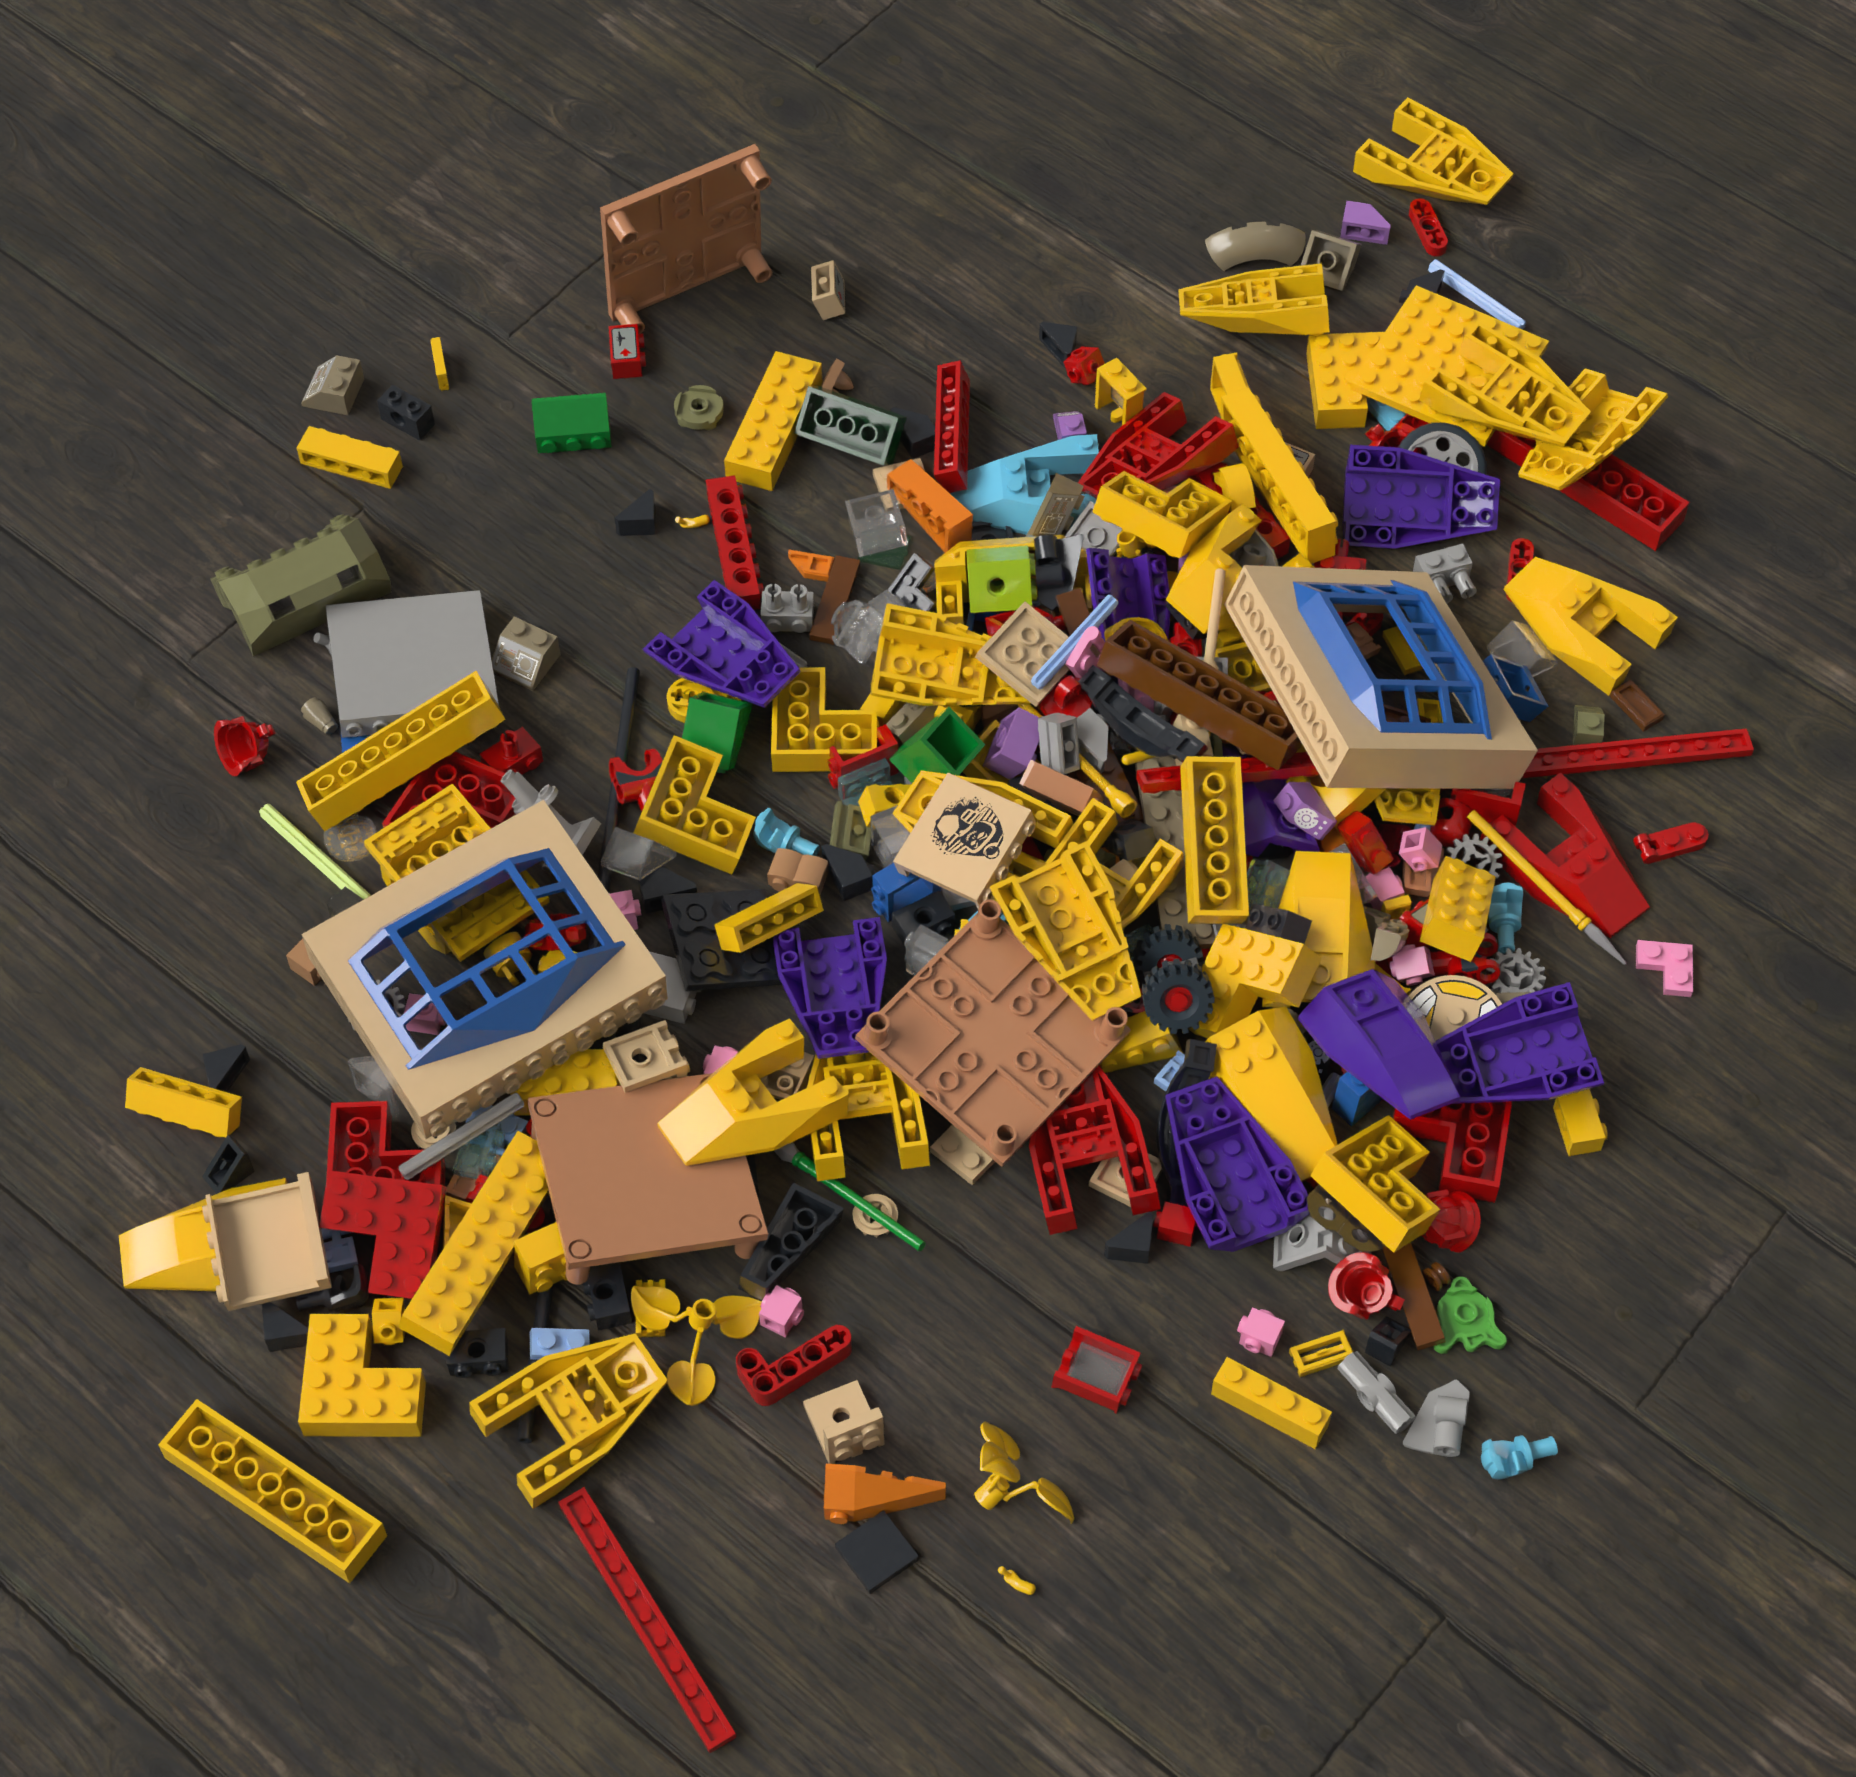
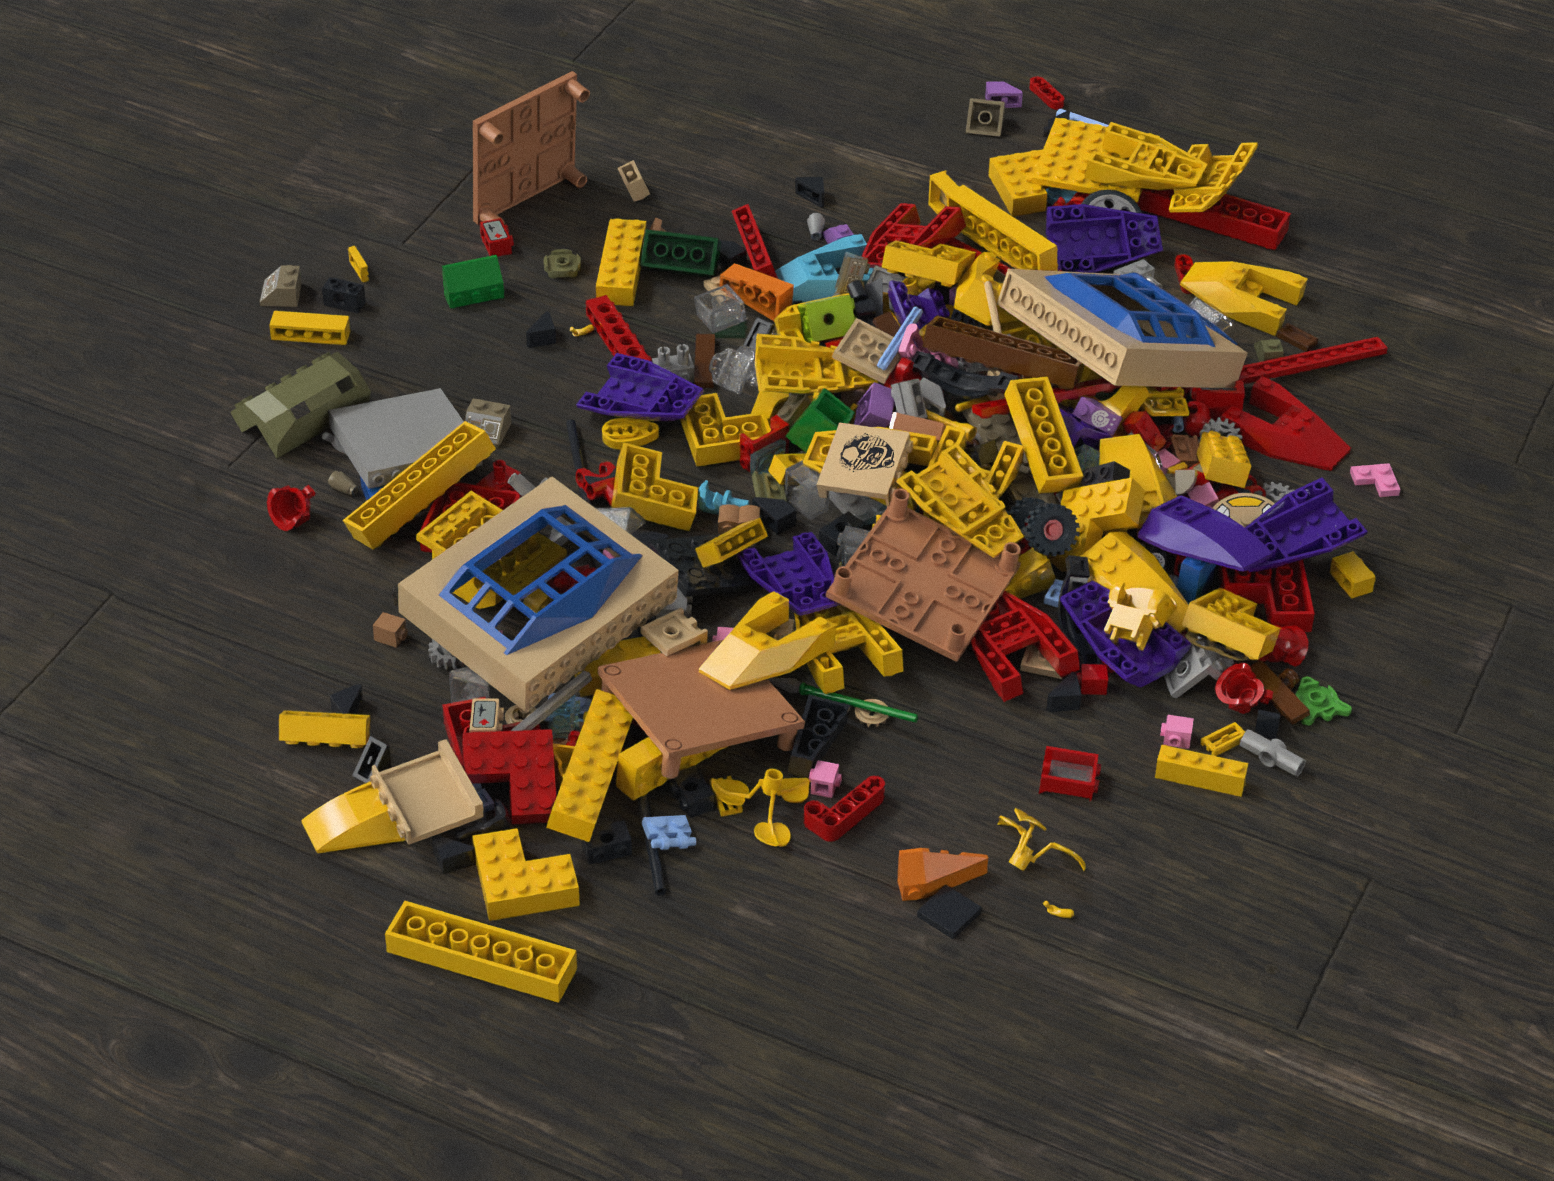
camera: 15 degrees left, 15 degrees down
(311, 851) = (359, 563): yellowish green axle -> none
(347, 838) = (393, 554): clear tile -> none
(371, 1145) = (486, 715): none -> brick
(386, 1320) = (527, 828): yellow brick -> none
(589, 1398) = (703, 846): yellow wedge -> none
(647, 1620) = (795, 982): red plate -> none
(717, 725) = (651, 435): green slope -> none
(812, 565) = (673, 341): orange tile -> none
(850, 1436) = (904, 834): tan bracket -> none
(895, 891) = (811, 507): blue window -> none
(961, 1155) = (924, 663): tan plate -> none
(1047, 401) = (816, 224): none -> light grey cone
(1083, 365) = (836, 199): red brick -> none
(1119, 385) = (868, 206): yellow window -> none
(1236, 485) = (973, 241): yellow brick -> none
(1256, 242) = (930, 113): dark tan brick -> none
(1258, 1147) = (1137, 613): none -> yellow piece
(1262, 301) = (951, 144): yellow wedge -> none
(1420, 849) = (1183, 432): bright pink brick -> none
(1440, 1421) = (1324, 764): light grey panel -> none
(1445, 166) = (1043, 53): yellow wedge -> none
(1505, 914) = (1258, 466): medium azure piece -> none
(1509, 1458) = (1384, 774): medium azure piece -> none
(1575, 915) = (1319, 467): yellow piece -> none
(1671, 842) = (1351, 409): red plate -> none

